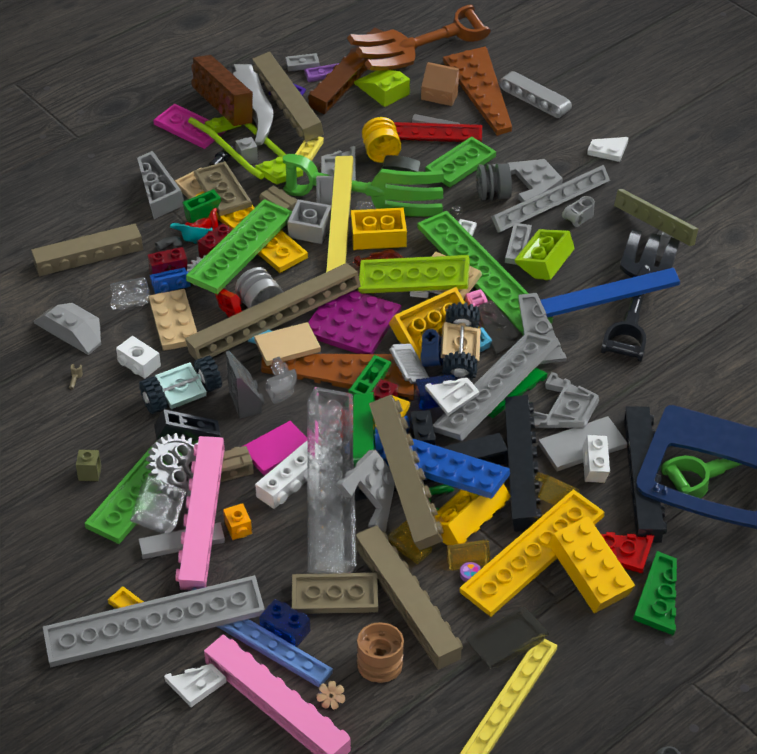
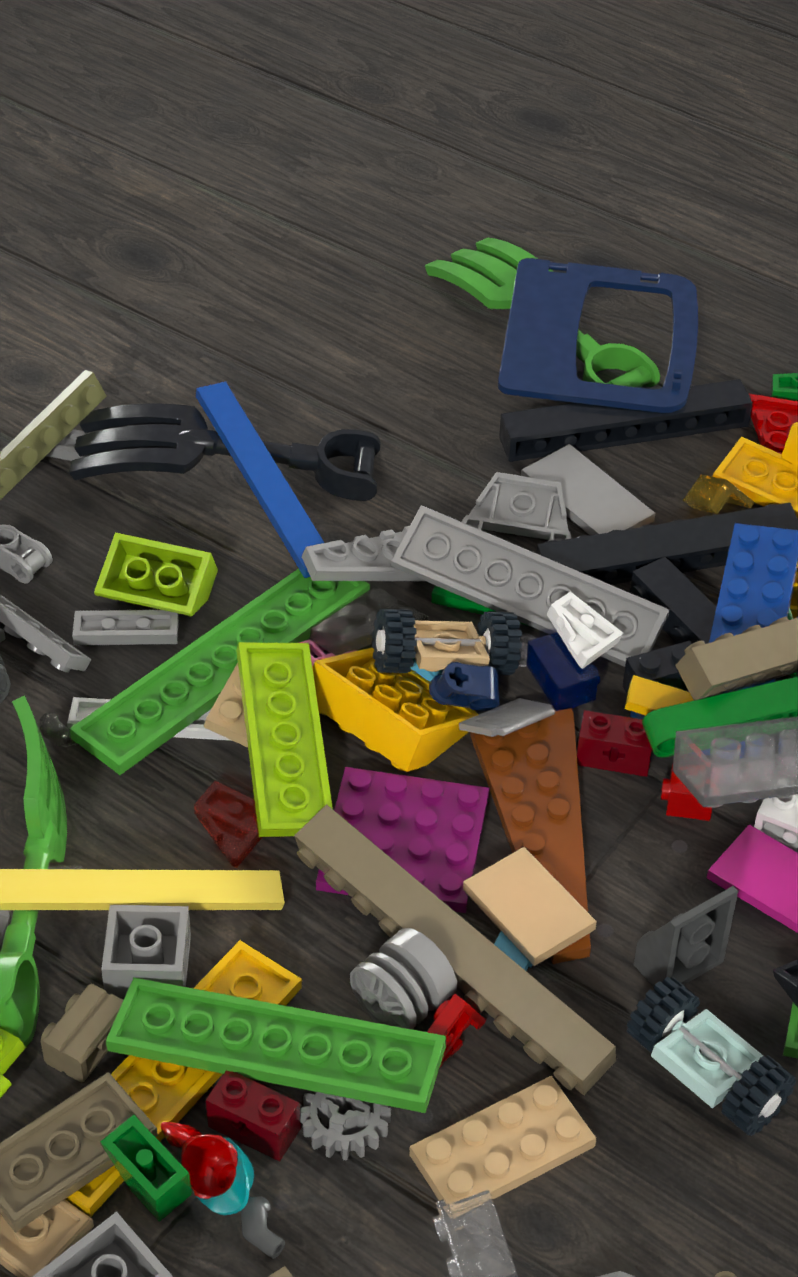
camera: 105 degrees left, 0 degrees up
(138, 357) = (656, 1148): white brick -> none
(167, 260) = (348, 1194): dark red brick -> none
(169, 280) = (396, 1178): blue bracket -> none
(283, 383) = (630, 892): clear brick -> none
(324, 189) = (53, 937): light grey tile -> none
(371, 375) = (592, 762): green slope -> none
(378, 228) = (143, 822): yellow brick -> none
(596, 458) = (632, 461): white brick -> none

